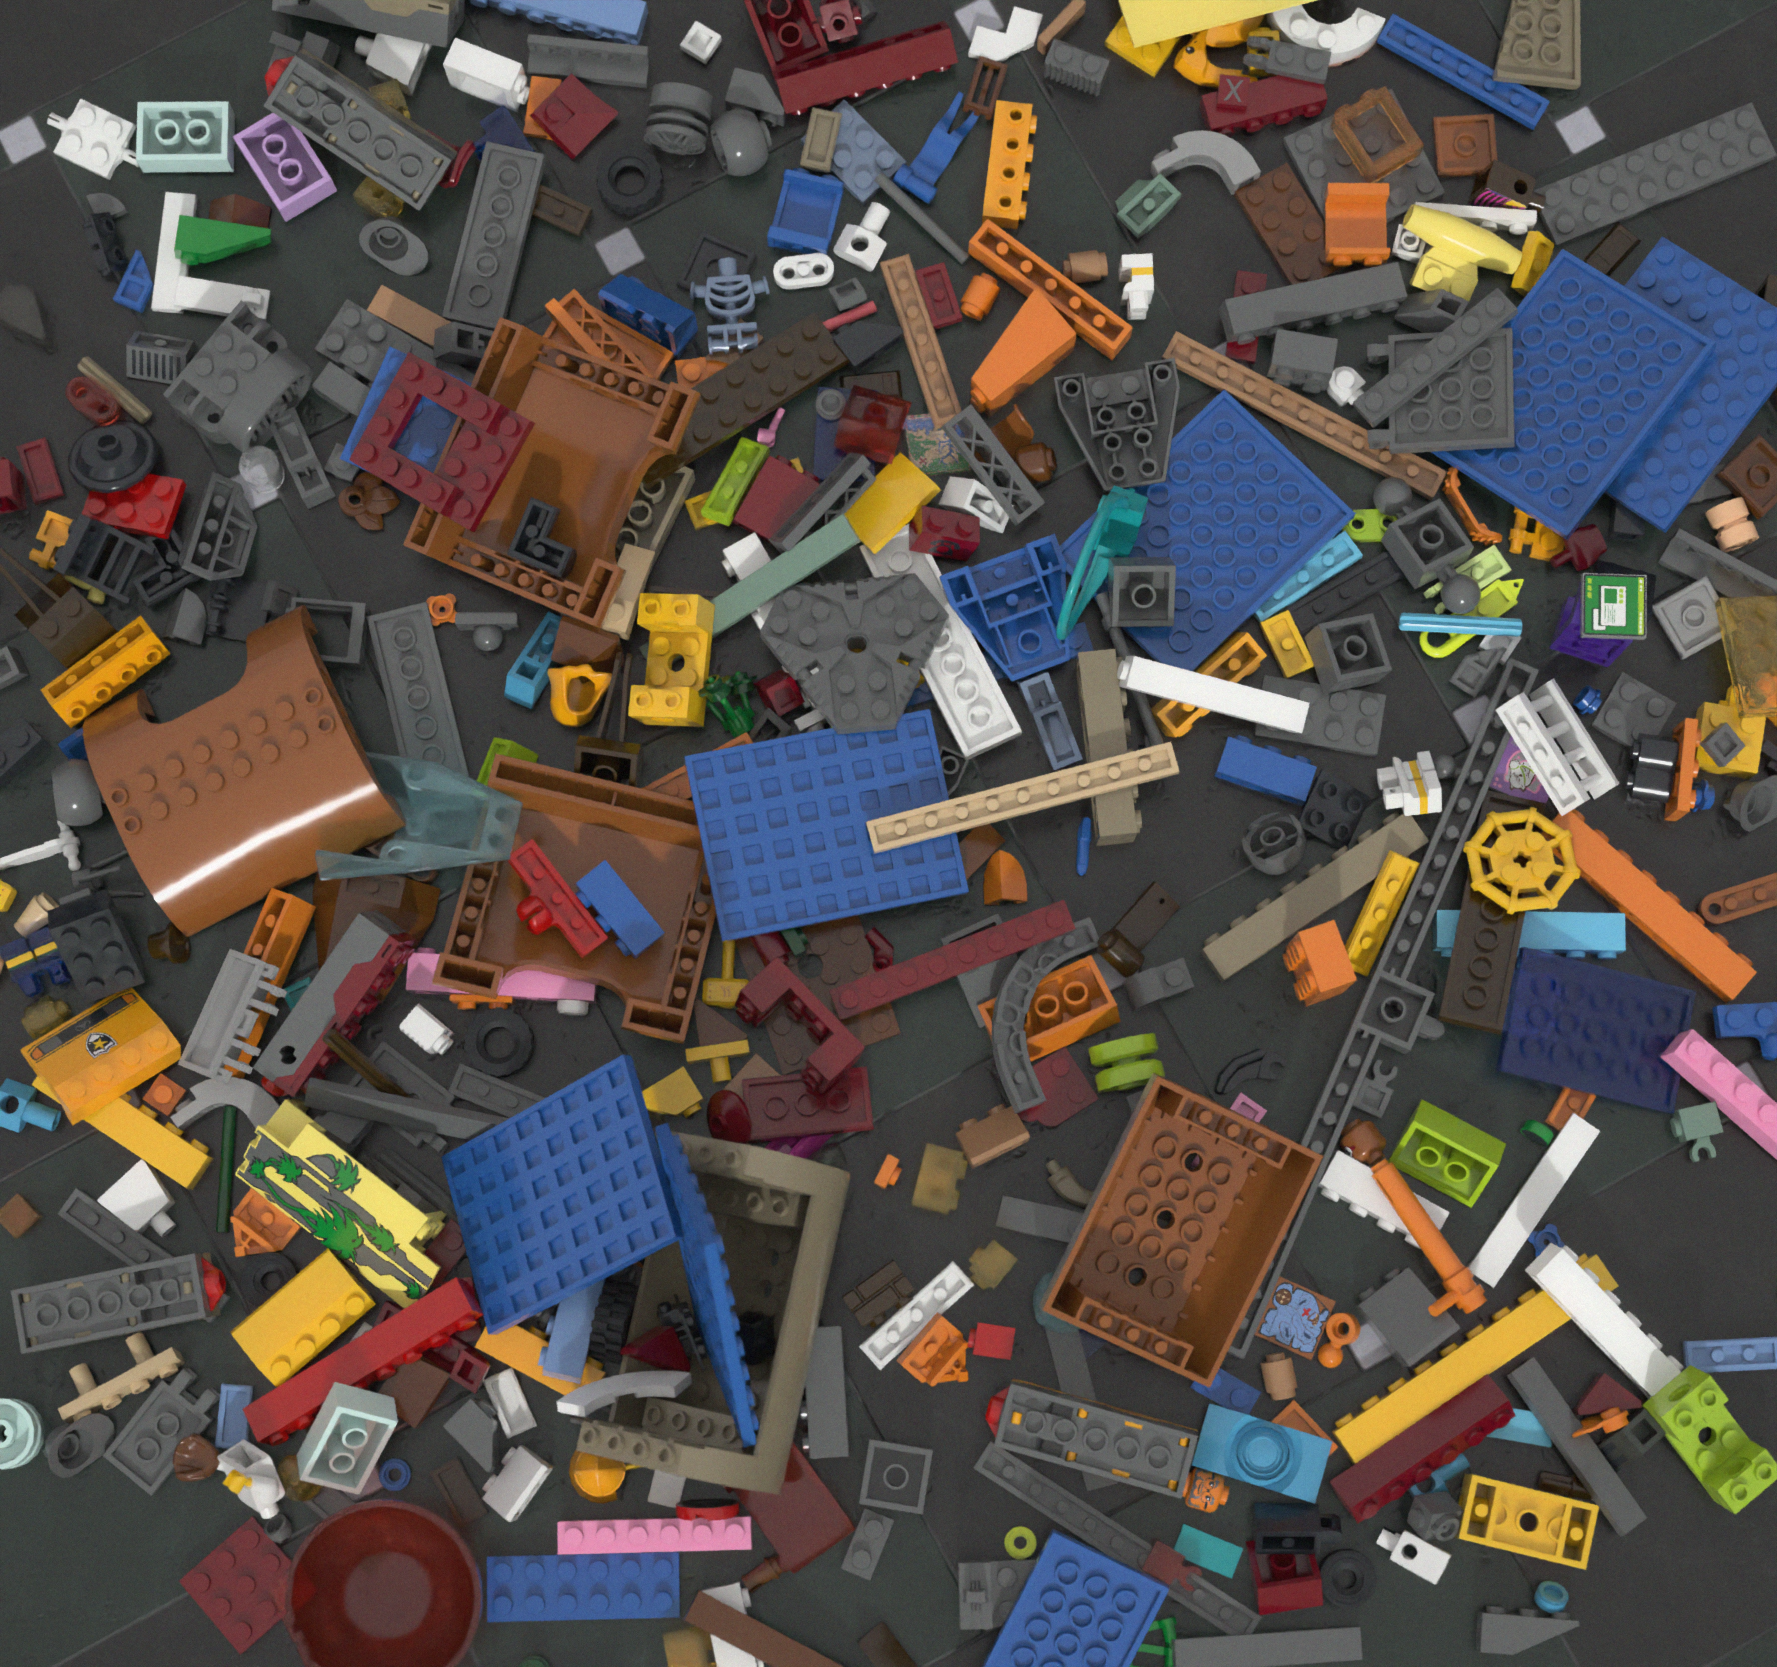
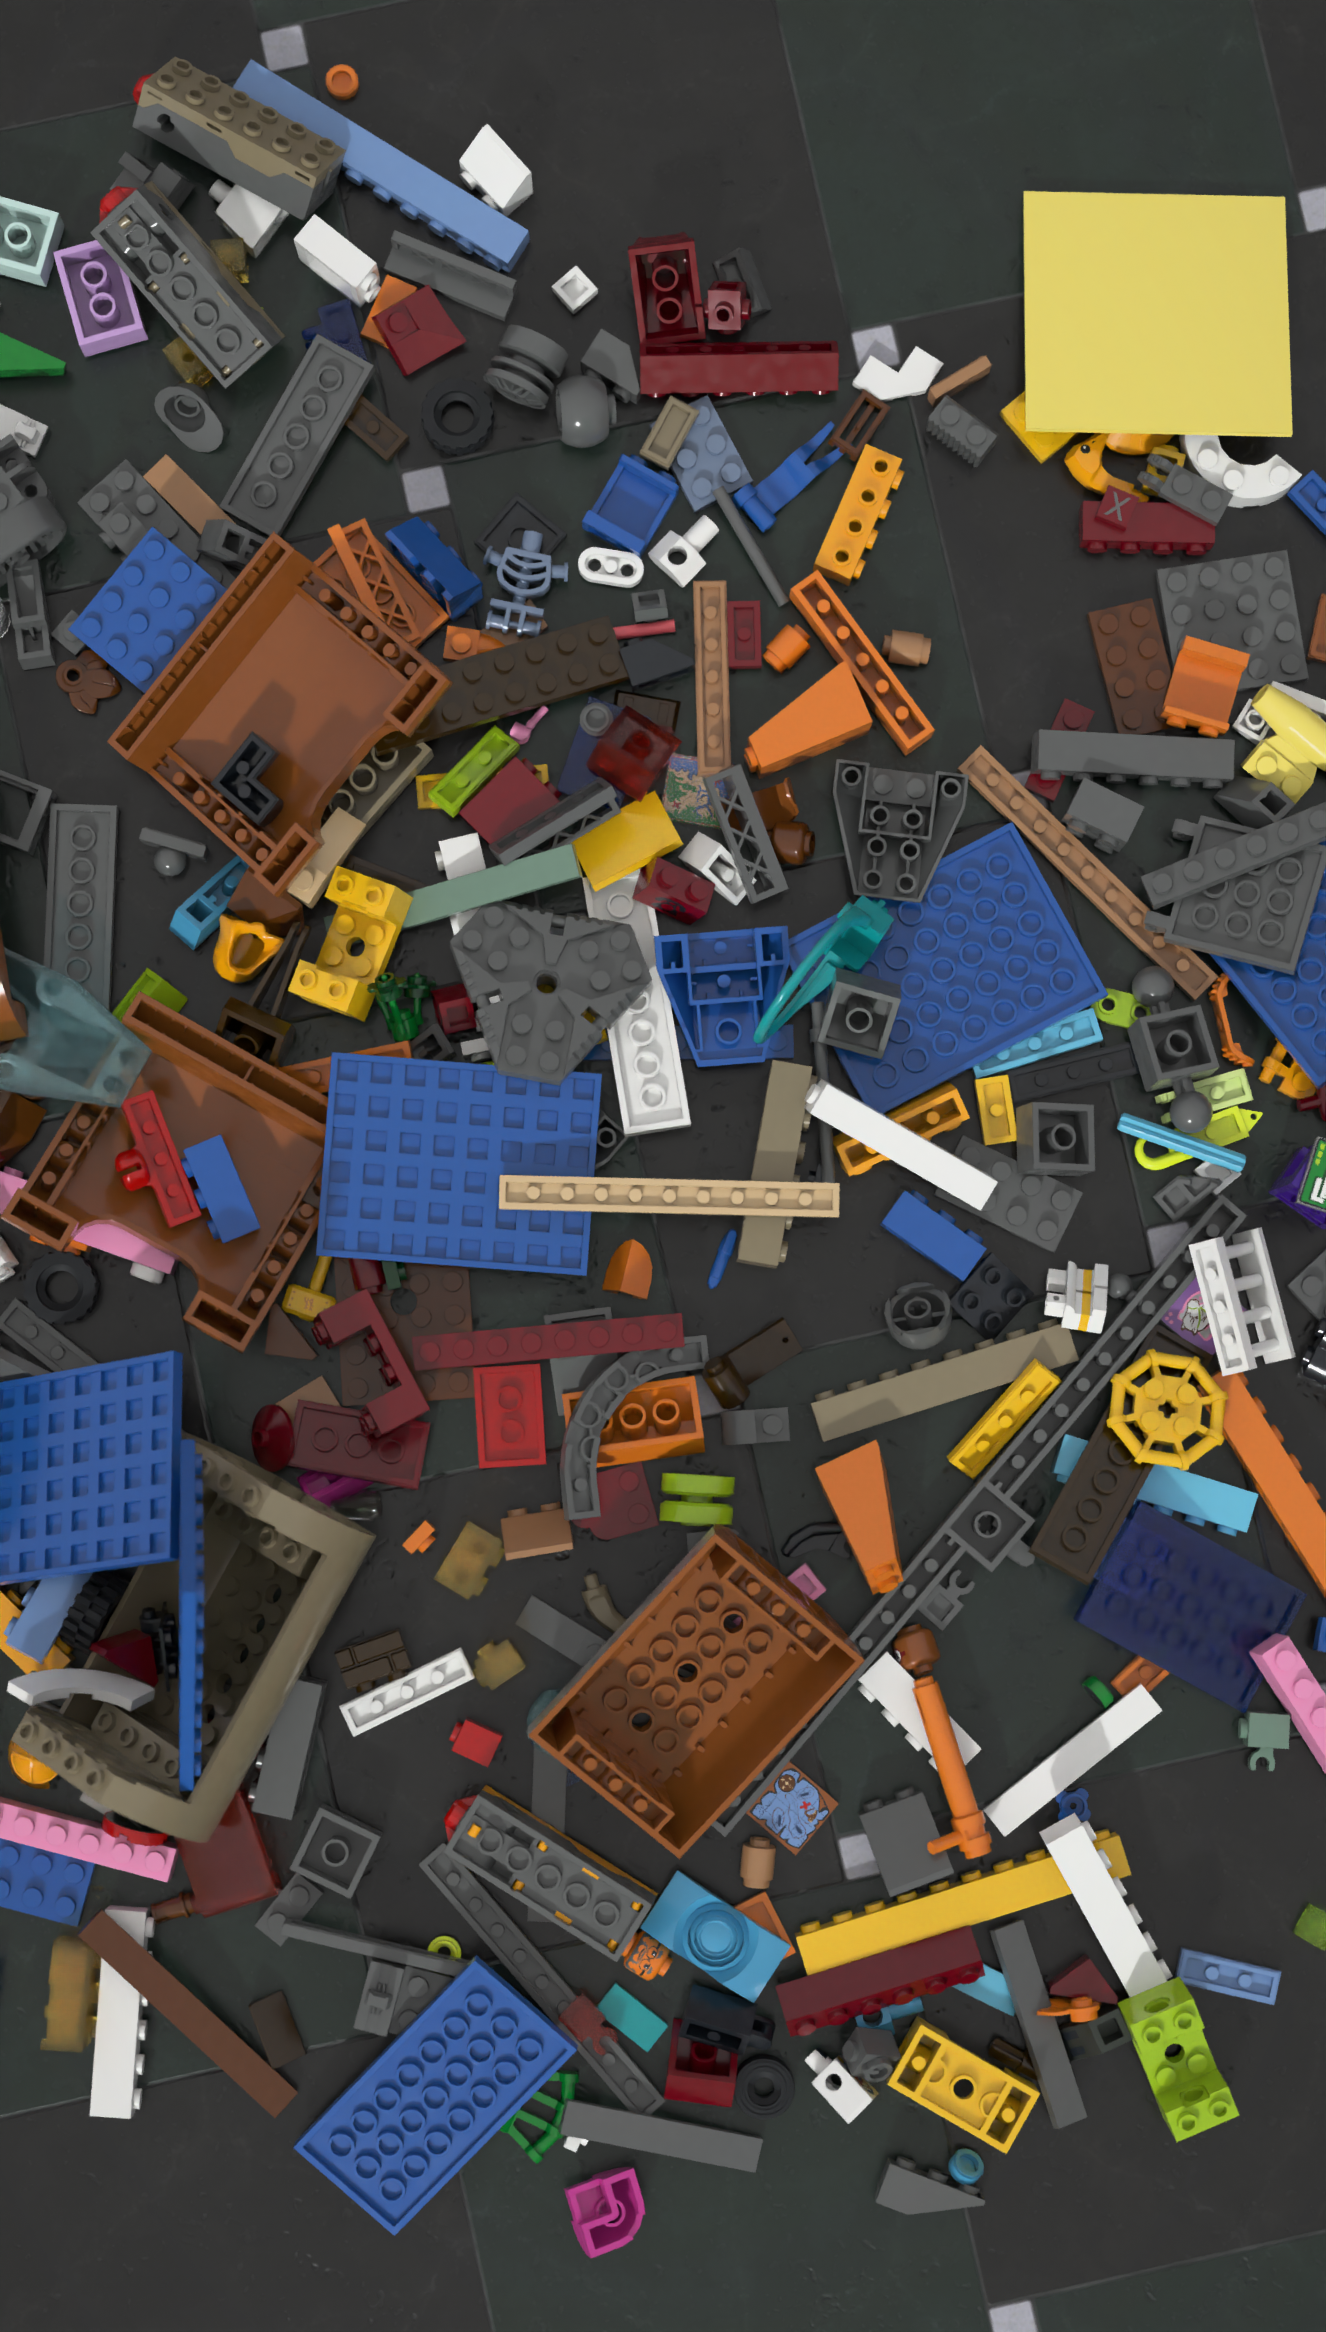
camera: 10 degrees right, 5 degrees up
(240, 211) = (40, 334): reddish brown slope -> none
(341, 390) = (92, 555): dark grey brick -> none
(436, 603) = (125, 810): orange plate -> none
(454, 172) = (278, 352): dark red piece -> none
(475, 460) = (205, 676): dark red piece -> none
(674, 1095) = (223, 1394): yellow slope -> none
(718, 1057) = (281, 1369): yellow tile -> none
(756, 1337) = (226, 1672): black brick -> none
(883, 950) = (483, 1306): dark red arm -> none
(935, 1040) = (509, 1416): none -> red plate
(936, 1353) = (415, 1737): orange slope -> none
(955, 1553) = (373, 1947): none -> dark grey tile
(979, 847) = (610, 1231): reddish brown slope -> none
(1049, 719) = (726, 1117): sand blue slope -> none
(1138, 292) = (956, 689): white hips -> none
(1146, 204) = (990, 599): sand green slope -> none
(1210, 150) = (1075, 560): light grey arch -> none
(1229, 1392) = (705, 1865): blue plate -> none
(1275, 1026) = (862, 1505): none -> orange slope
(1319, 963) = (923, 1457): orange brick -> none
(1330, 1353) = (818, 1854): orange plate -> none
(1345, 386) = (1140, 855): white plate -> none
(1391, 161) = (1263, 629): clear orange window -> none
(1447, 1153) = (999, 1686): lime slope -> none
(1587, 700) = (1290, 1259): blue plate -> none

